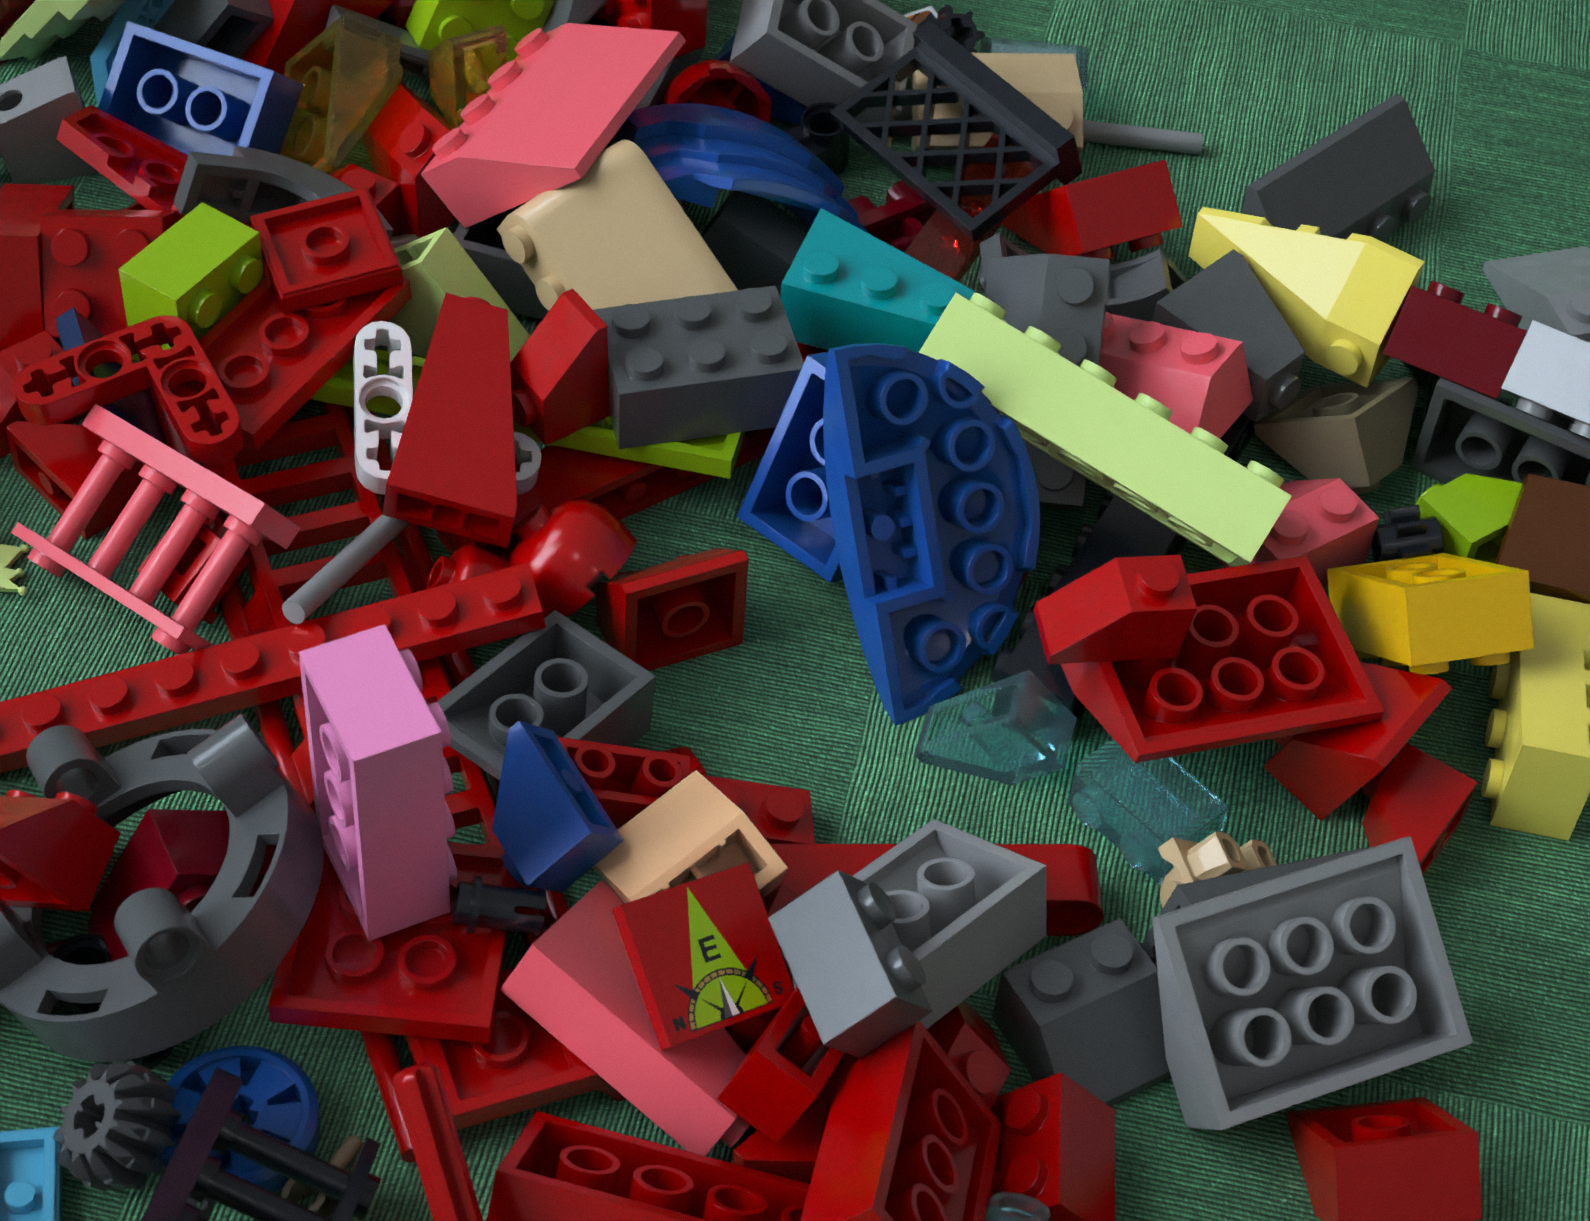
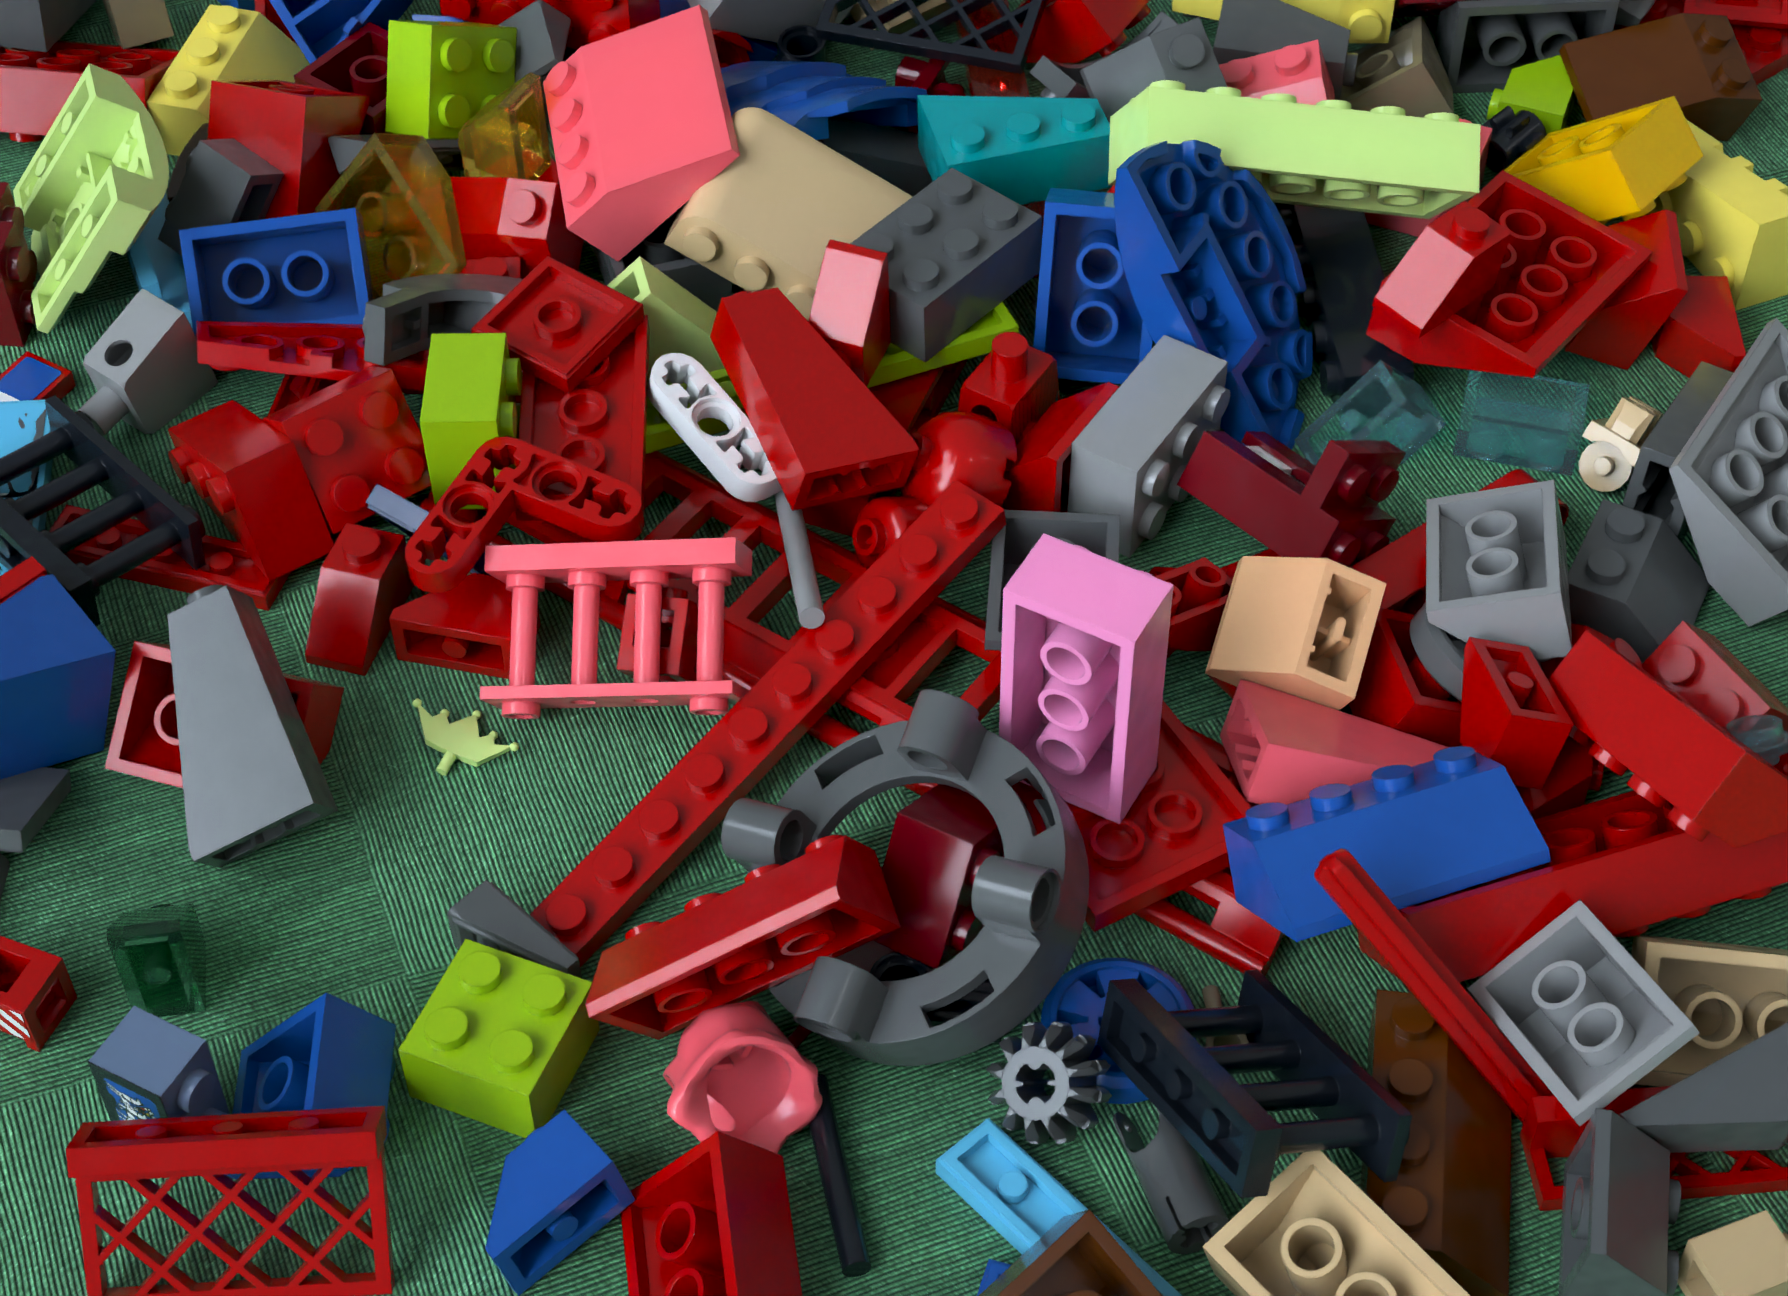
camera: 30 degrees left, 0 degrees up
(494, 907) = (1188, 743): black pin -> none
(548, 813) = (1197, 660): blue slope -> none
(567, 1096) = (1408, 827): none -> blue slope
(680, 515) = (1011, 384): none -> red torso
(704, 955) = (1389, 679): red tile -> none
(758, 630) = (1145, 437): none -> light grey brick
(835, 754) = (1292, 502): none -> dark red brick
(851, 964) = (1522, 613): piece -> none

